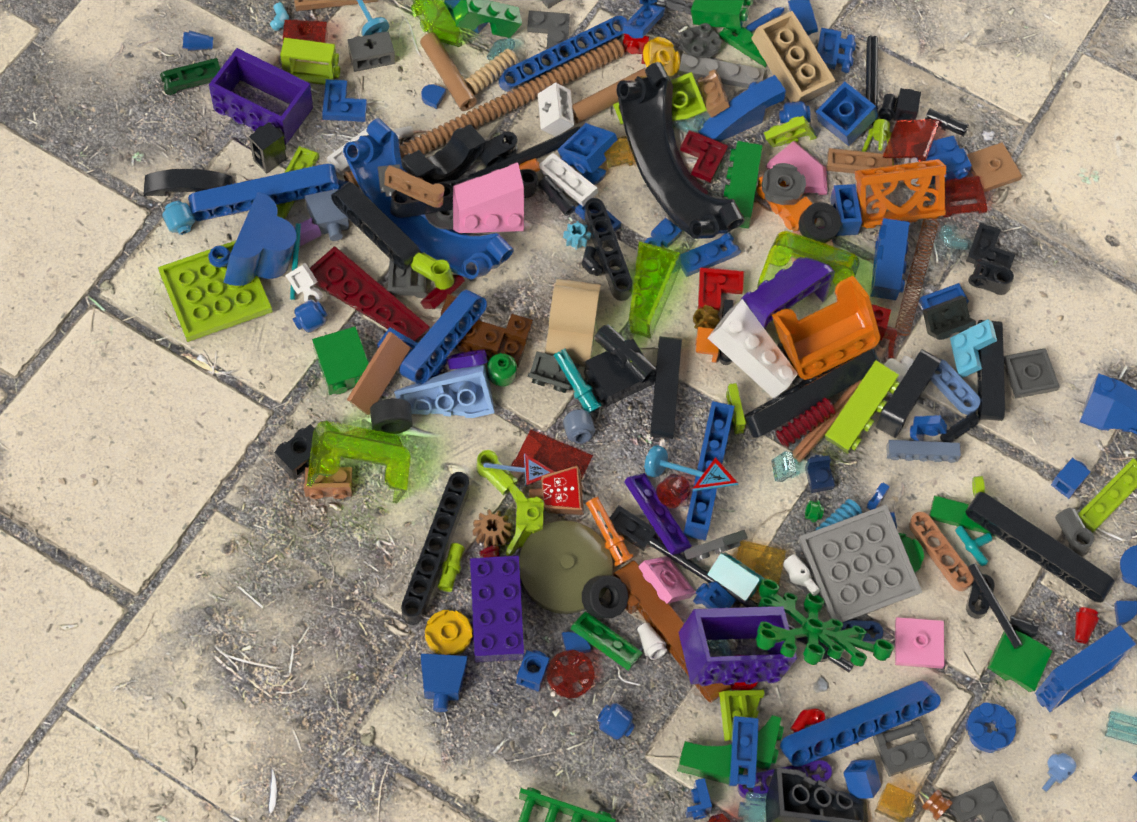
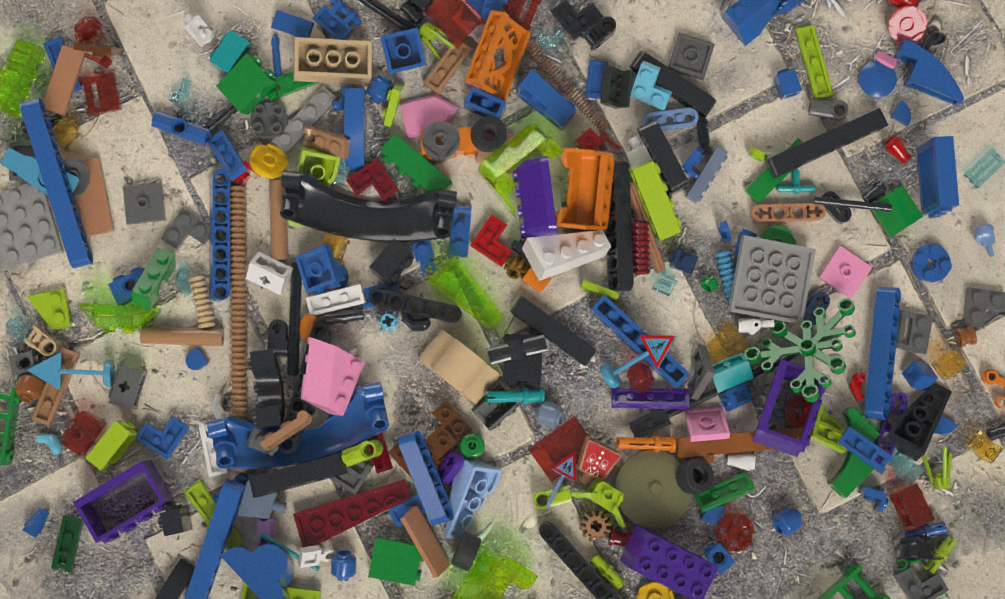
camera: 55 degrees left, 20 degrees up
(636, 206) = (392, 262): none -> black brick

